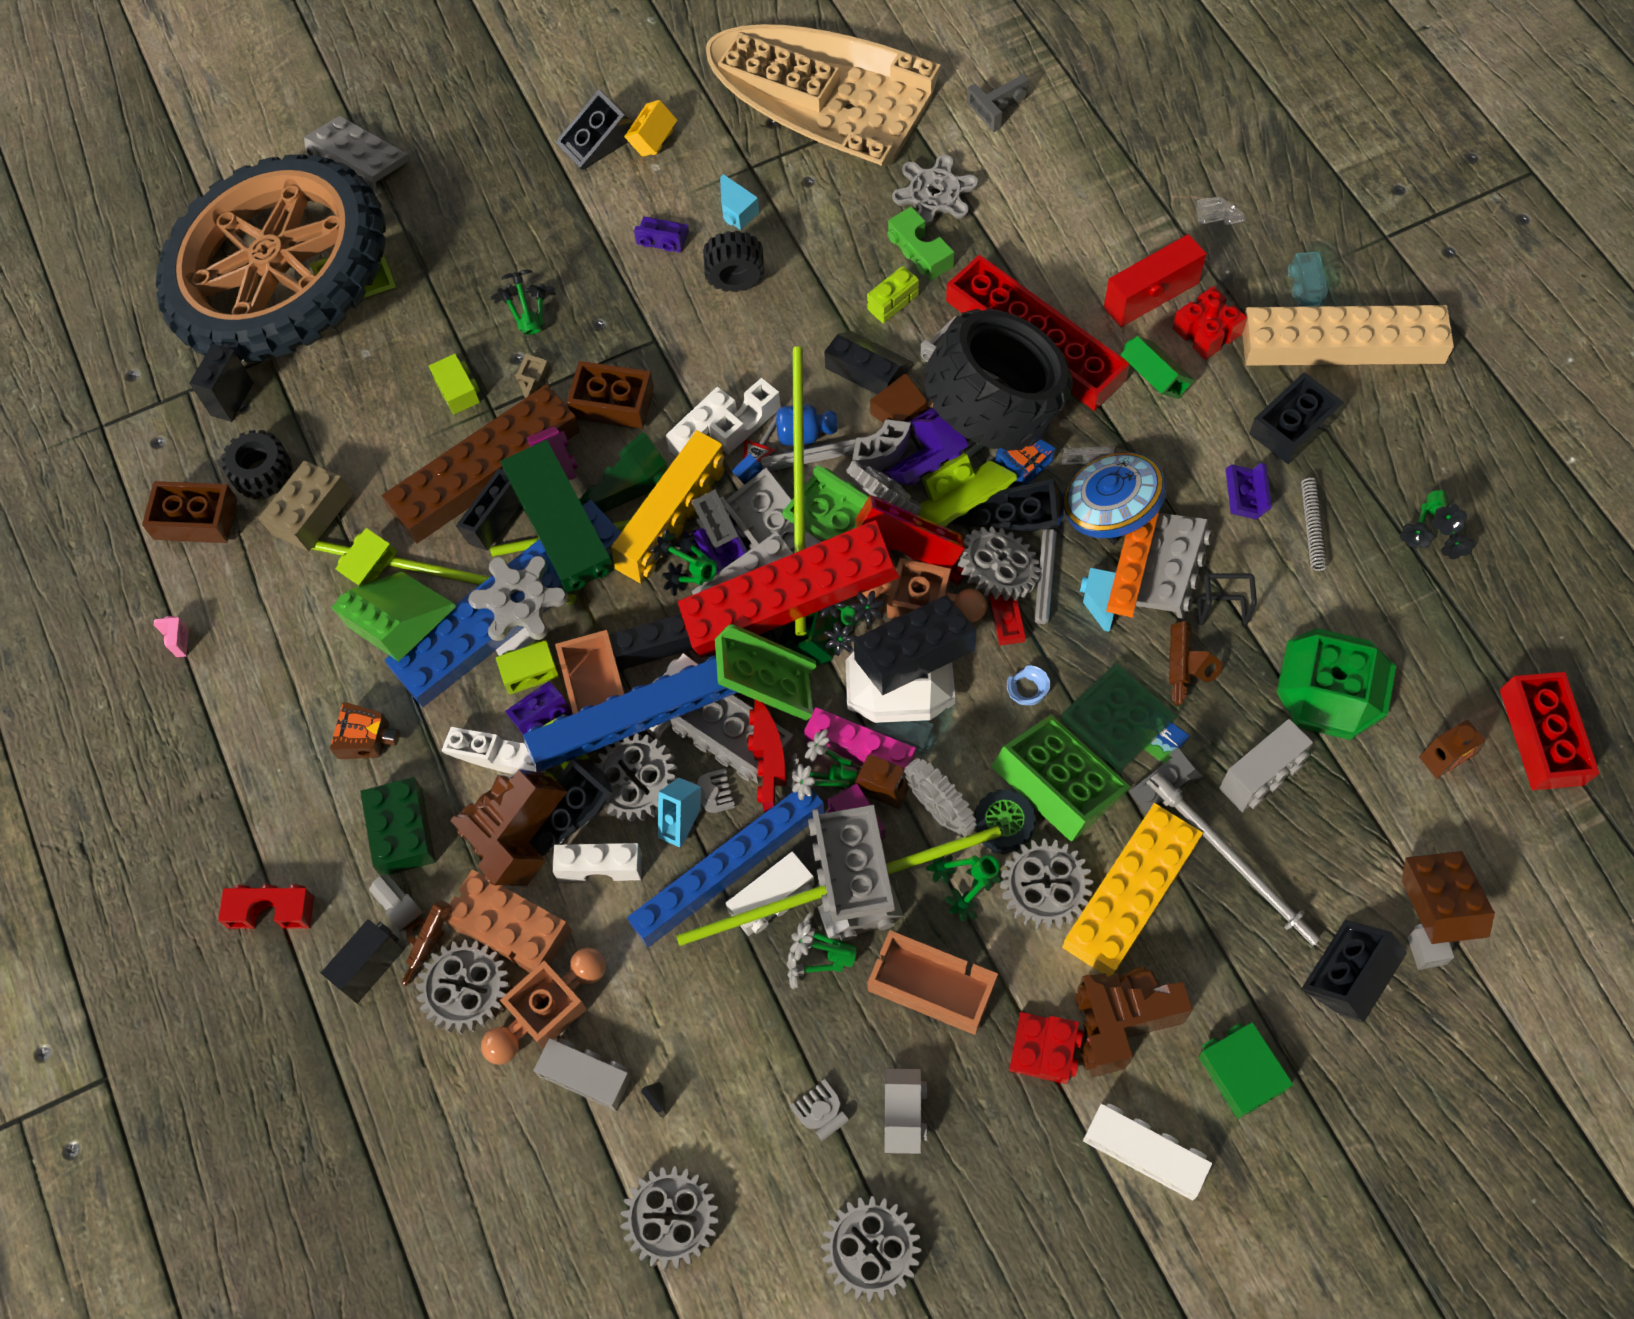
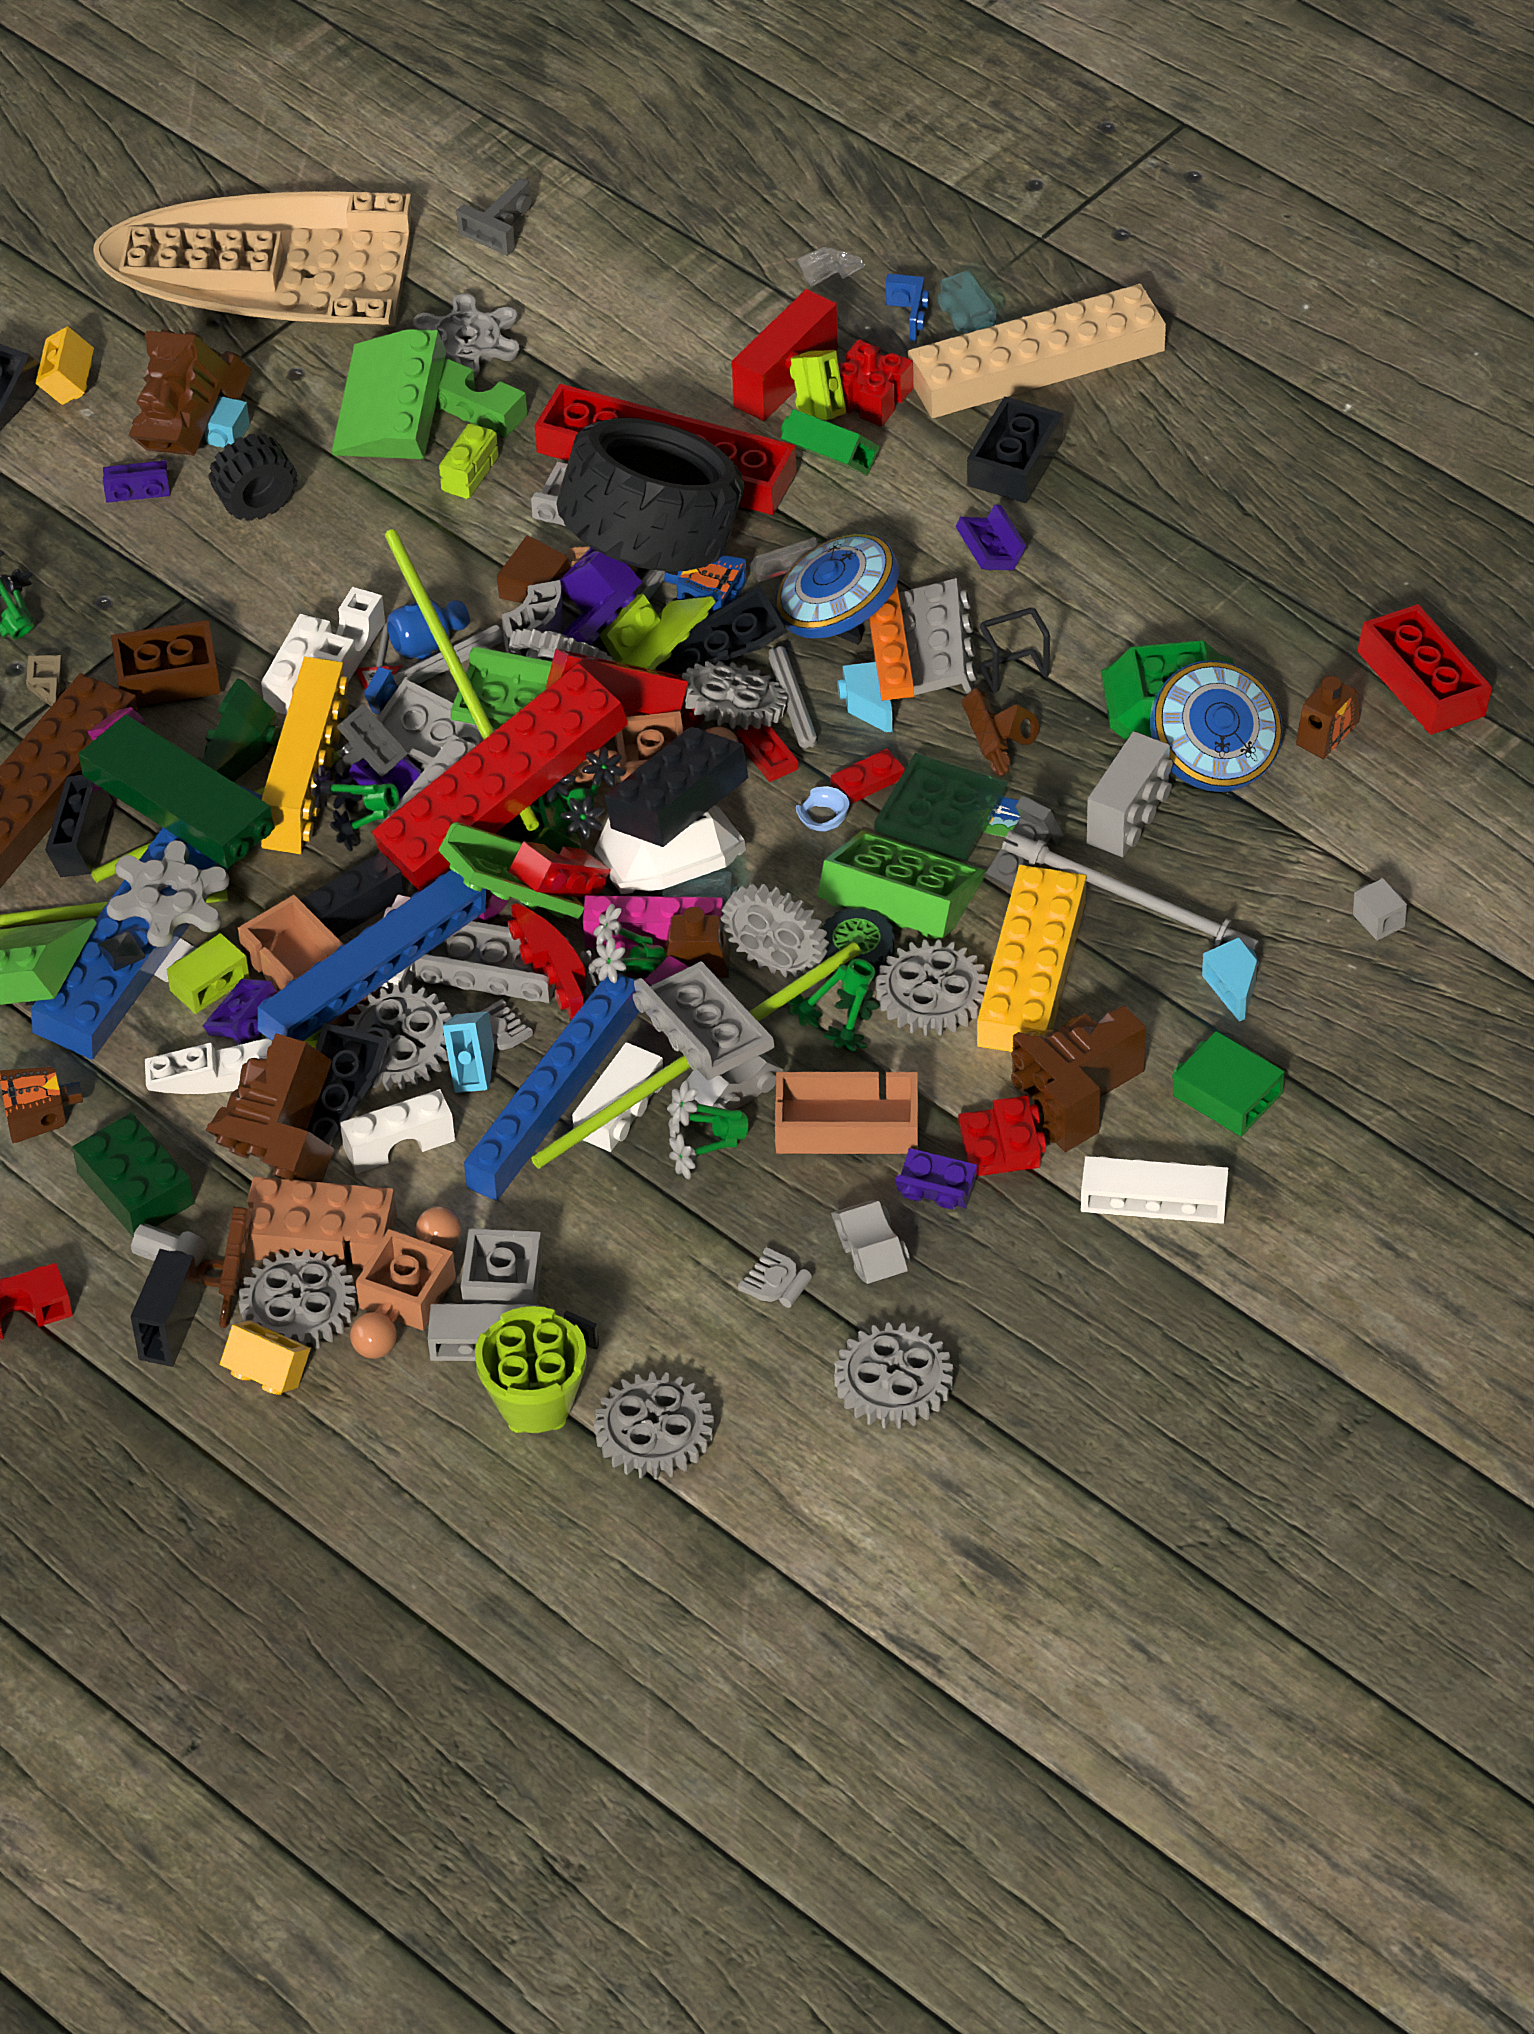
camera: 25 degrees left, 15 degrees down
(414, 1033) = (264, 1357): none -> yellow brick
(463, 635) = (121, 951): none -> black slope
(574, 1129) = (532, 1367): none -> lime cone
(615, 1026) = (502, 1267): none -> light grey brick
(714, 175) = (182, 390): none -> reddish brown brick
(816, 683) = (567, 873): none -> red arch
(859, 225) = (390, 396): none -> bright green slope
(864, 362) = (466, 545): black slope -> none
(978, 1069) = (936, 1179): none -> dark purple bracket
(1074, 667) = (868, 776): none -> red plate
(1167, 316) = (818, 384): none -> lime brick
(1269, 254) = (909, 292): none -> blue bracket
(1287, 965) = (1232, 975): none -> medium azure slope
(1307, 518) = (1070, 546): light grey piece -> none
(1355, 969) = (1308, 955): black slope -> none
(1359, 727) = (1217, 725): none -> dish
(1447, 519) = (1226, 490): black plant -> none
(1447, 897) = (1375, 849): reddish brown brick -> none

